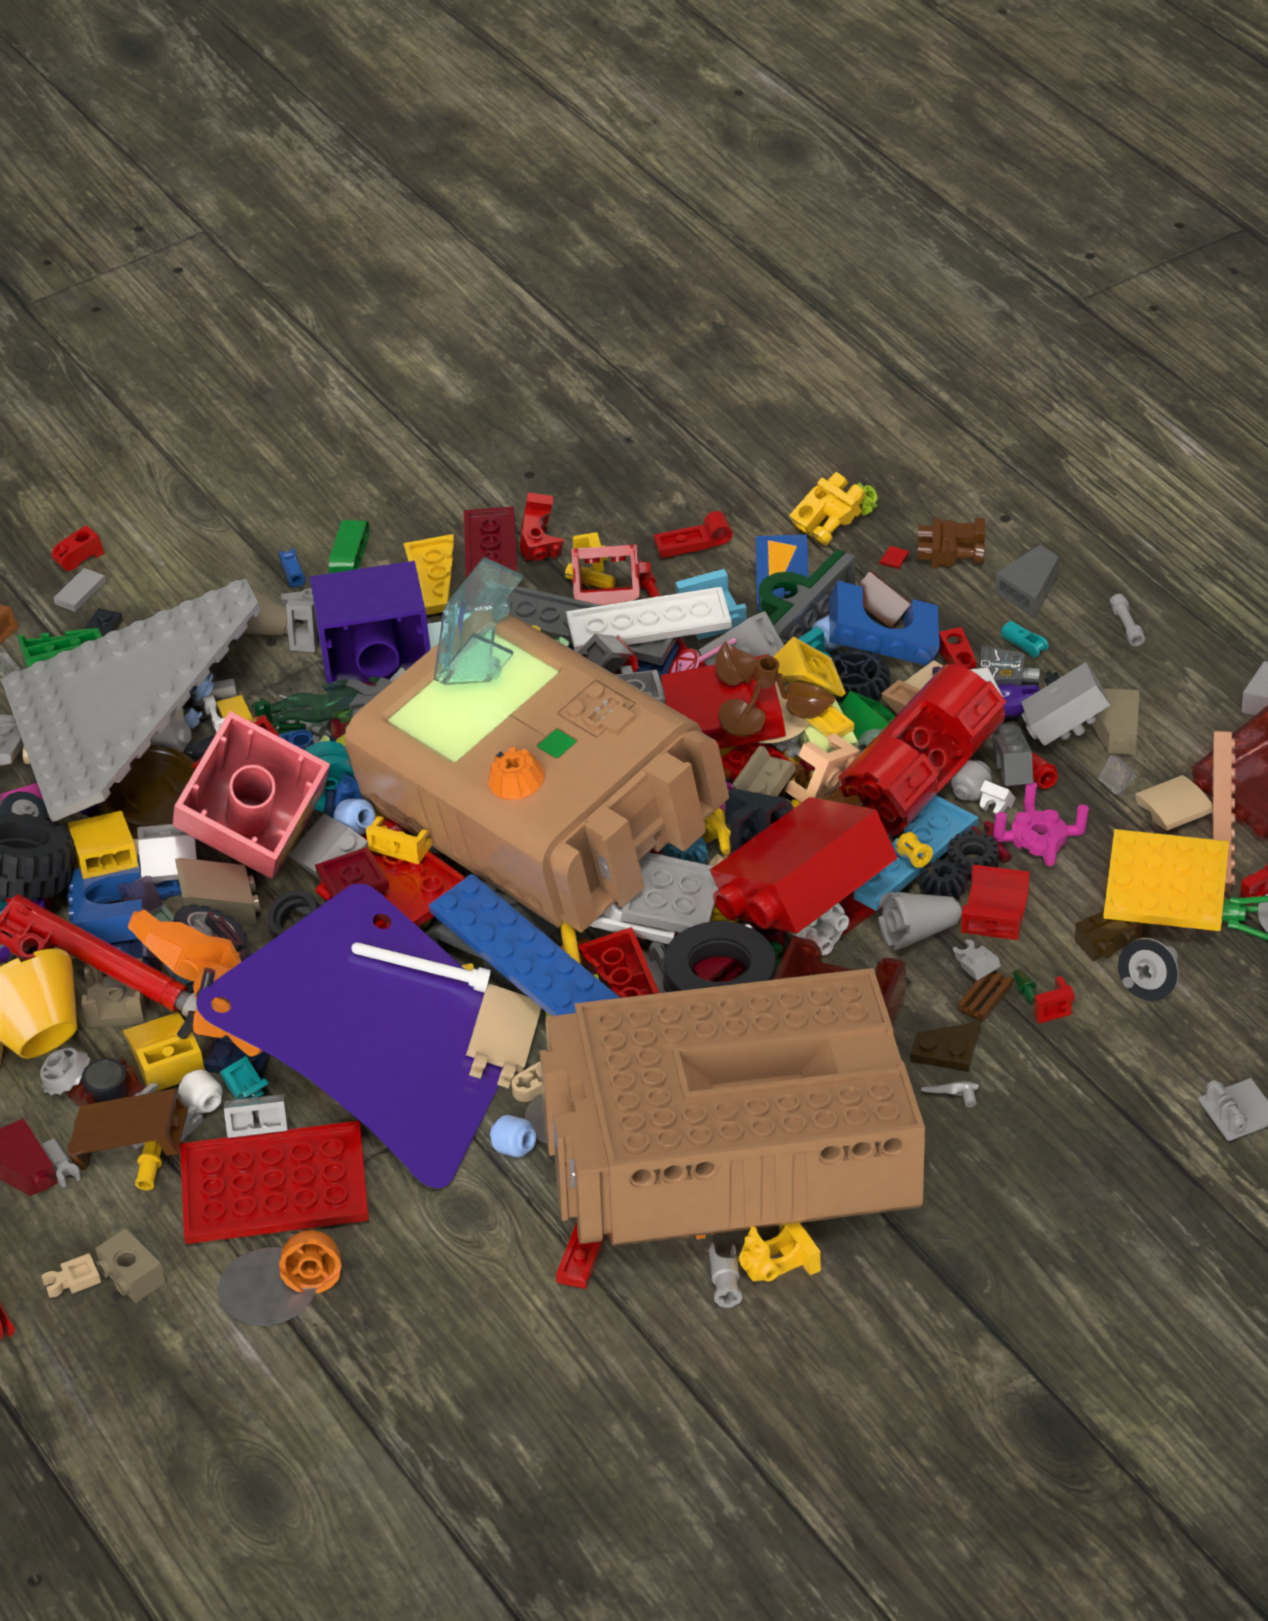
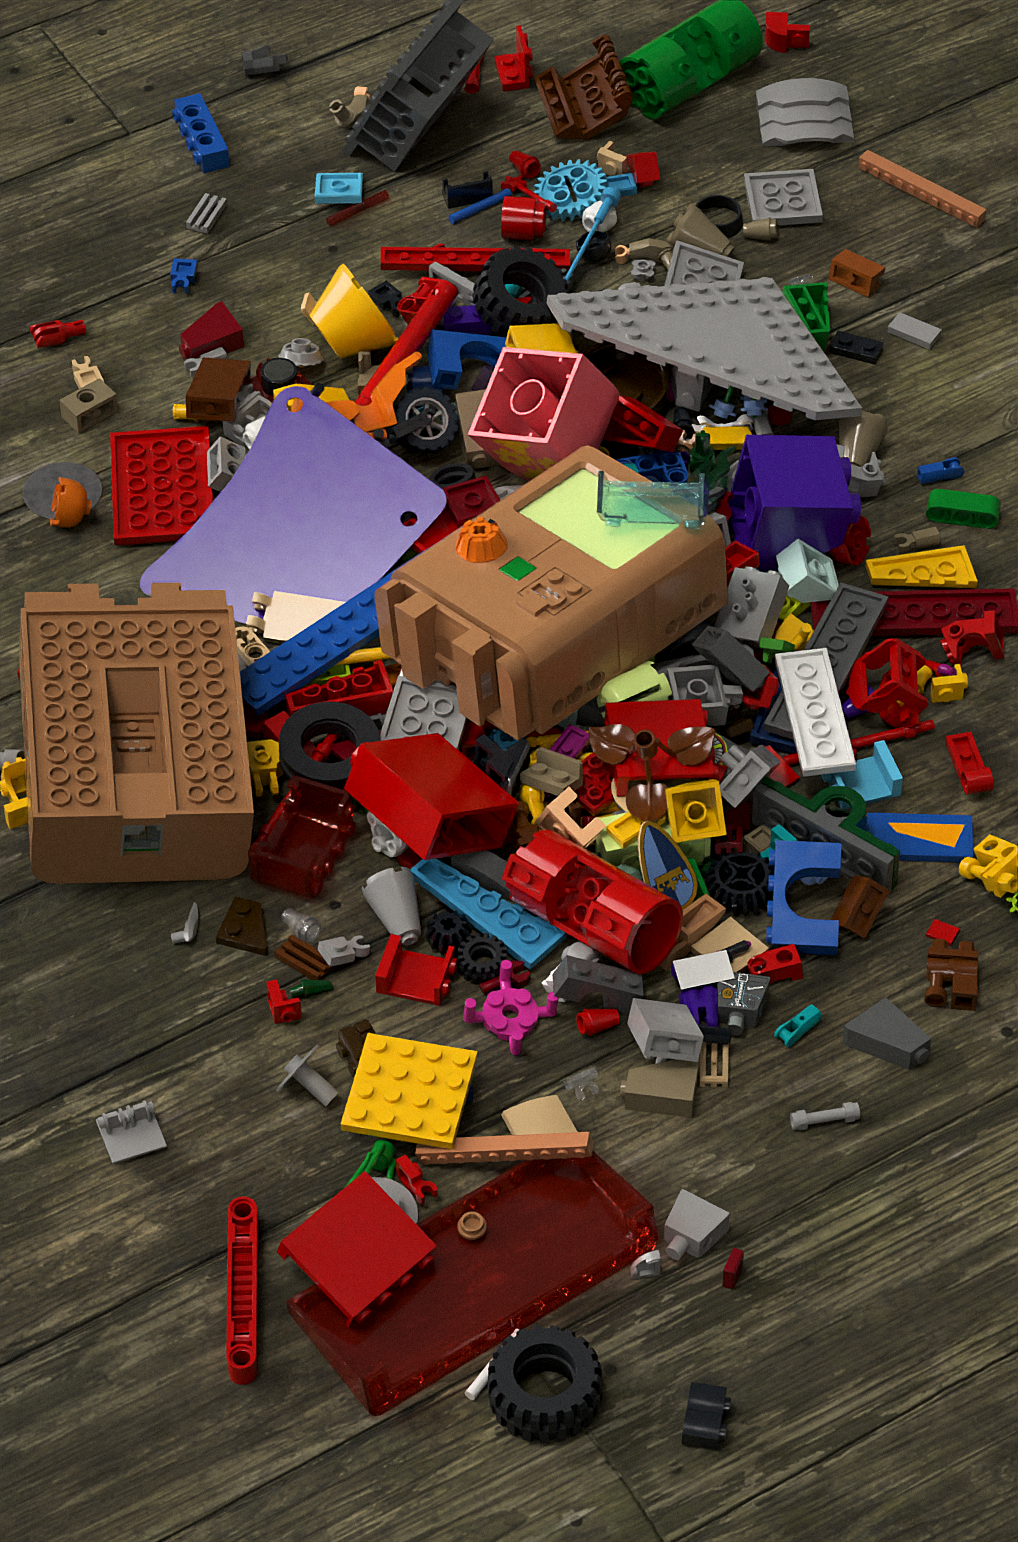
camera: 90 degrees right, 5 degrees up
(77, 548) = (969, 323): red leg -> none
(476, 978) = (353, 587): white piece -> none
(560, 568) = (940, 669): none -> piece
(690, 658) = (753, 744): bright pink piece -> none
(868, 703) = (665, 864): none -> shield
(914, 849) = (469, 897): yellow bush -> none
(946, 993) = (303, 926): none -> clear cone

